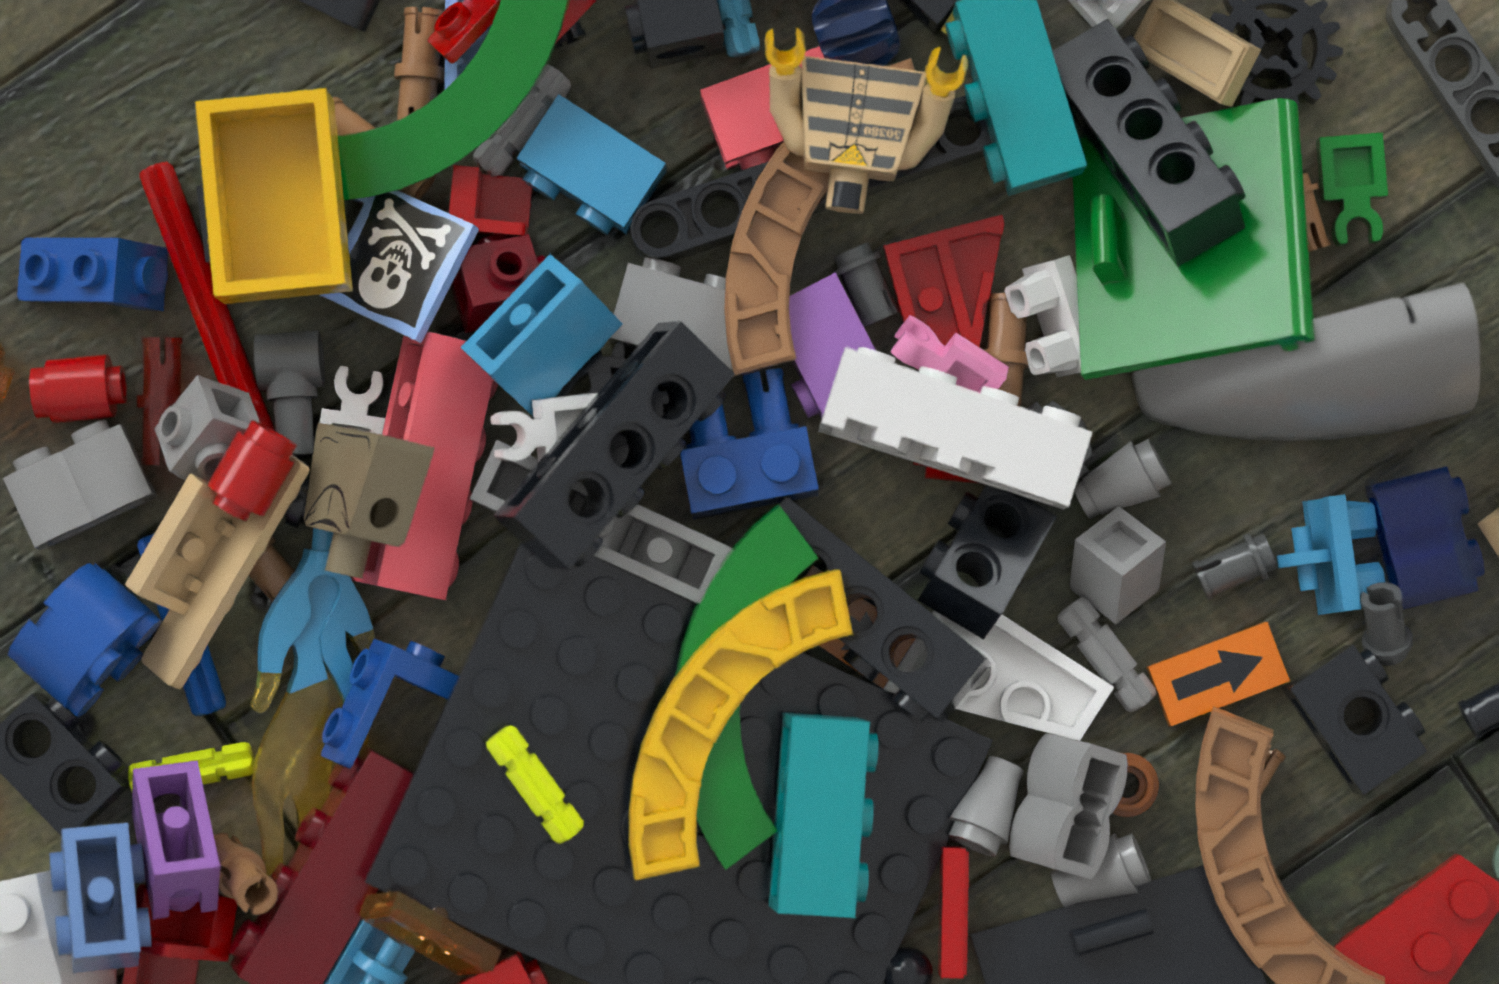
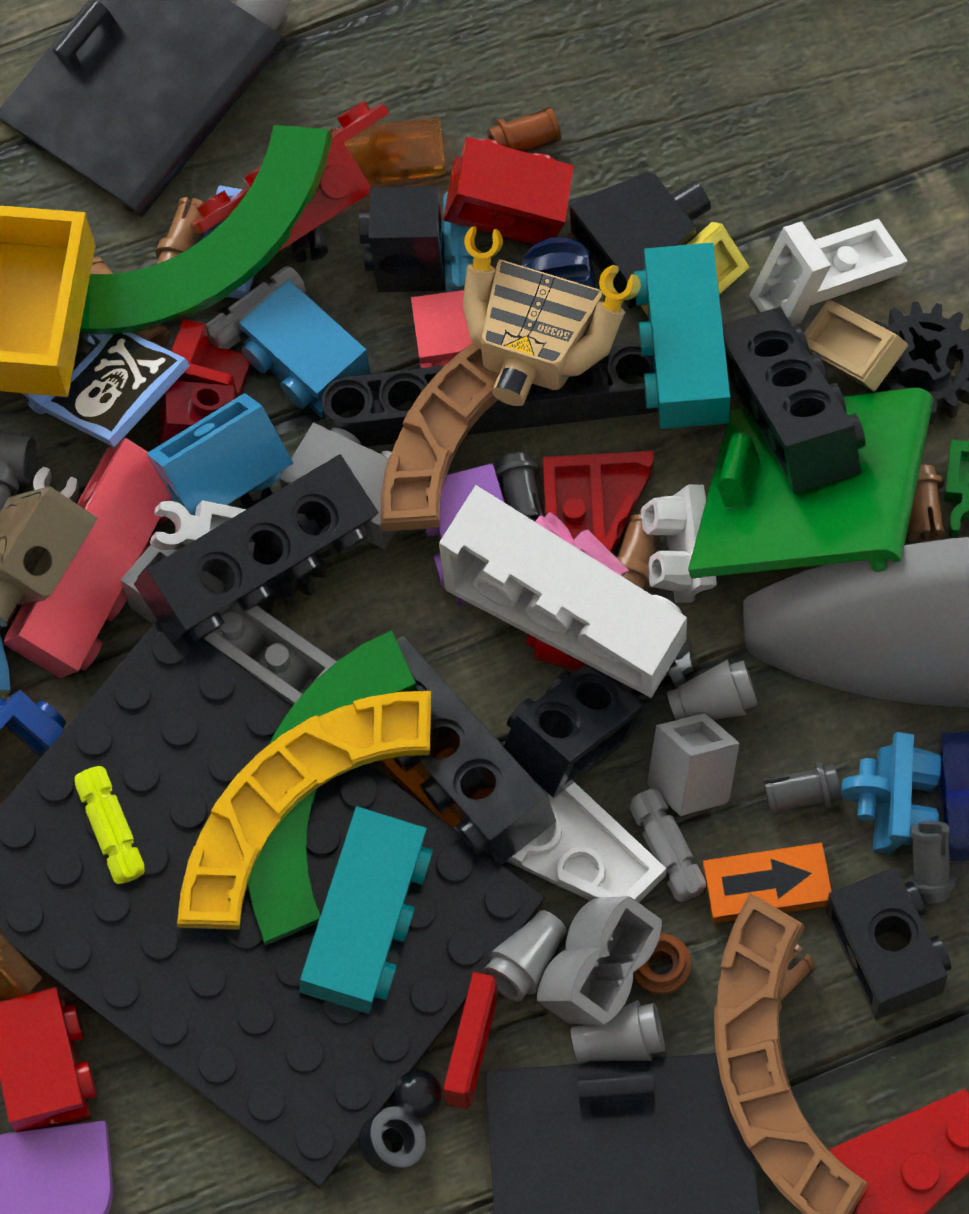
camera: 20 degrees right, 20 degrees down
(754, 470) = (360, 609): blue brick -> none

